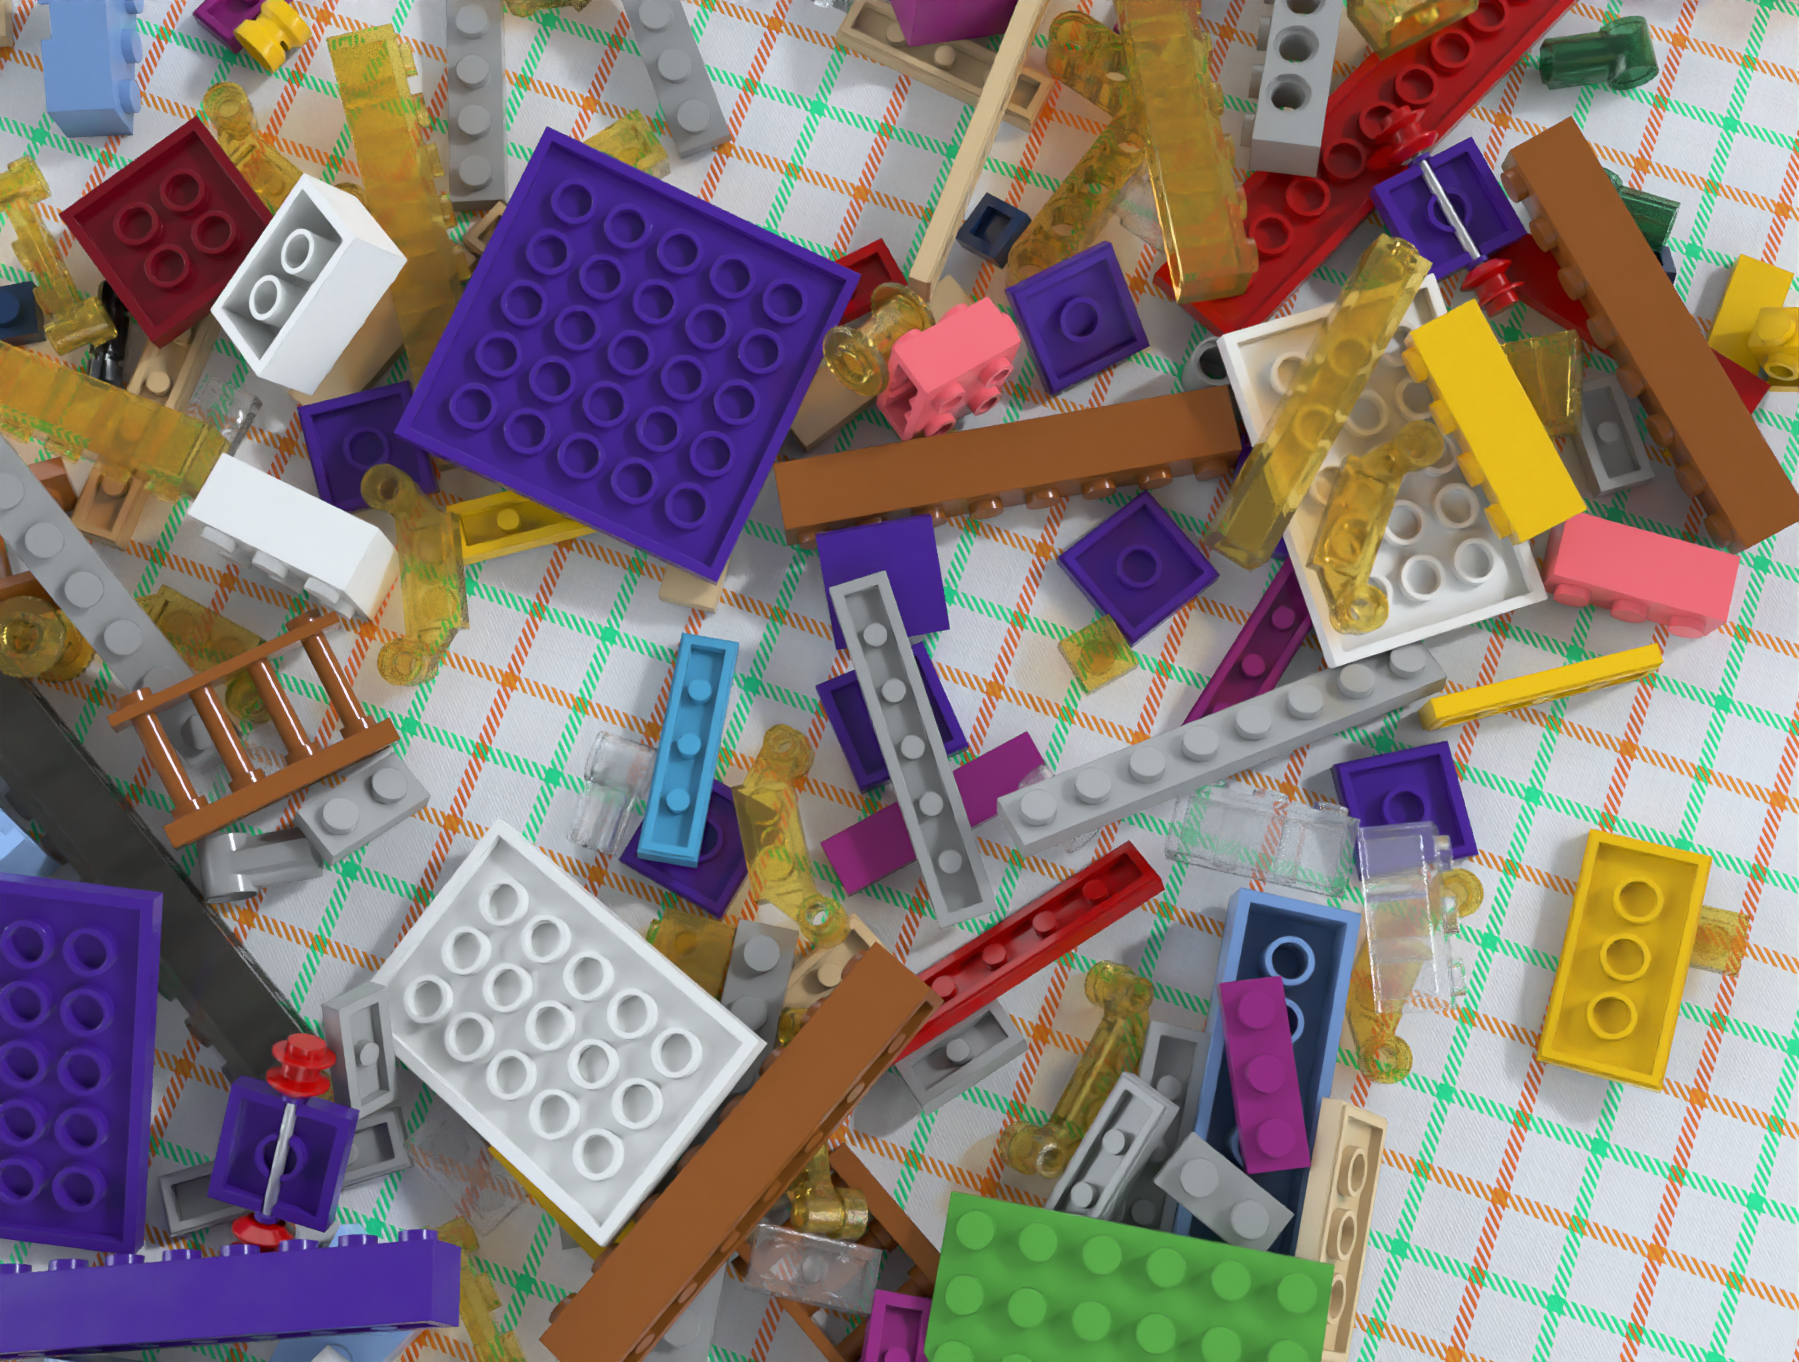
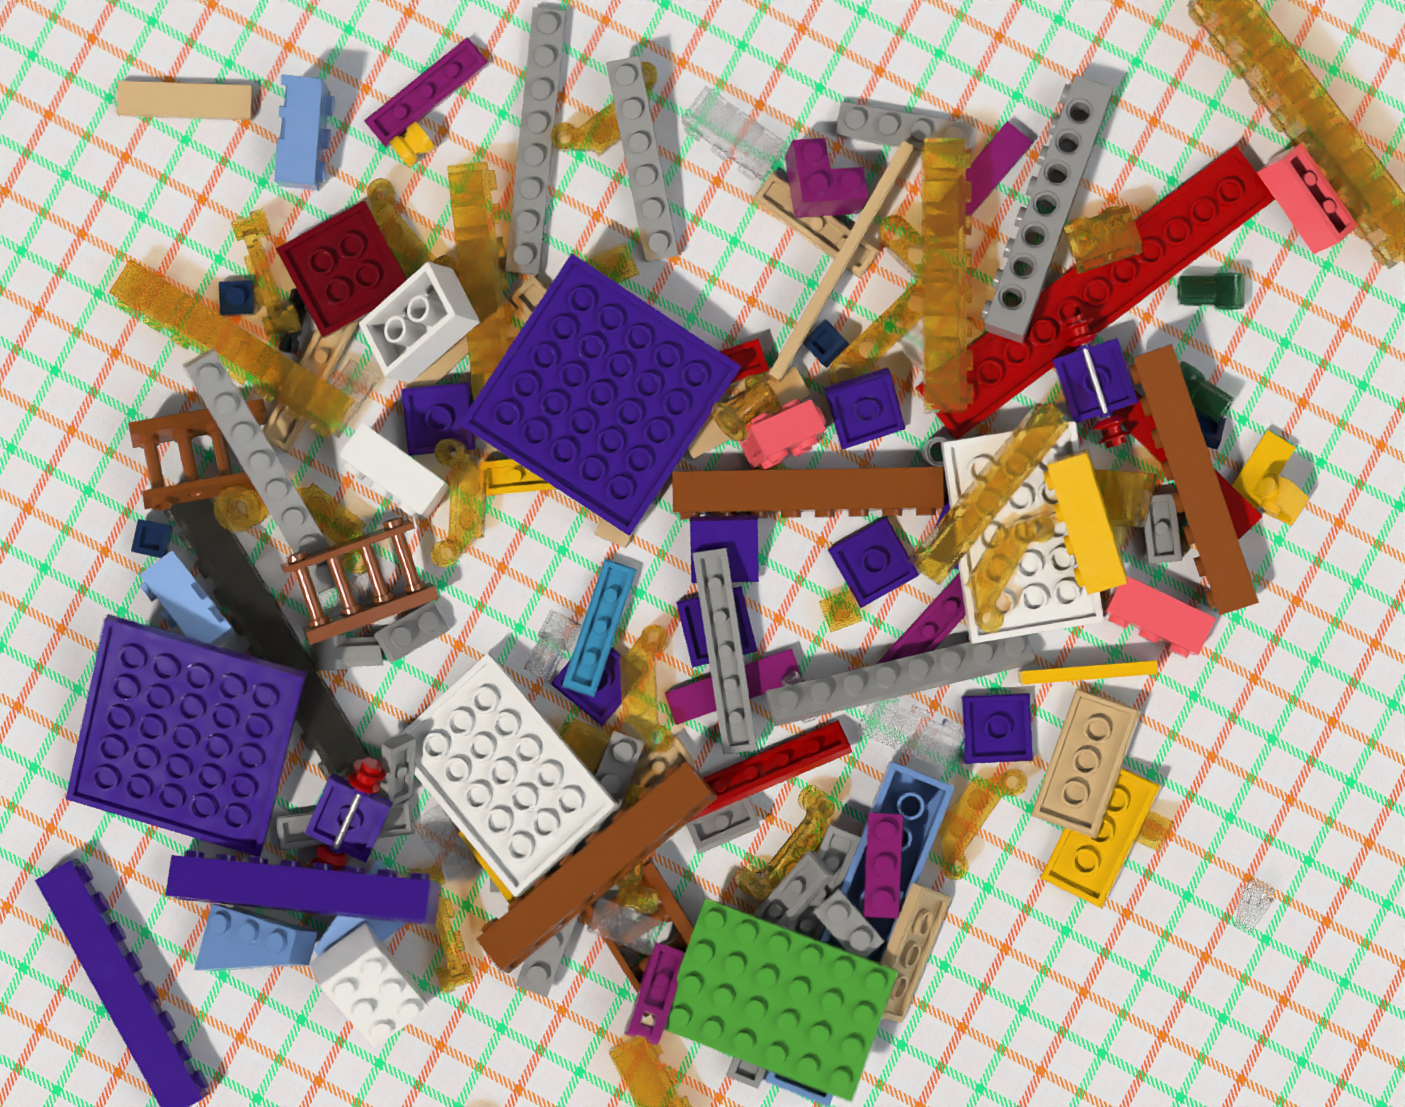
camera: 10 degrees right, 10 degrees up
(1410, 918) = (981, 794): clear brick -> none
(1573, 843) = (1086, 763): none -> tan tile

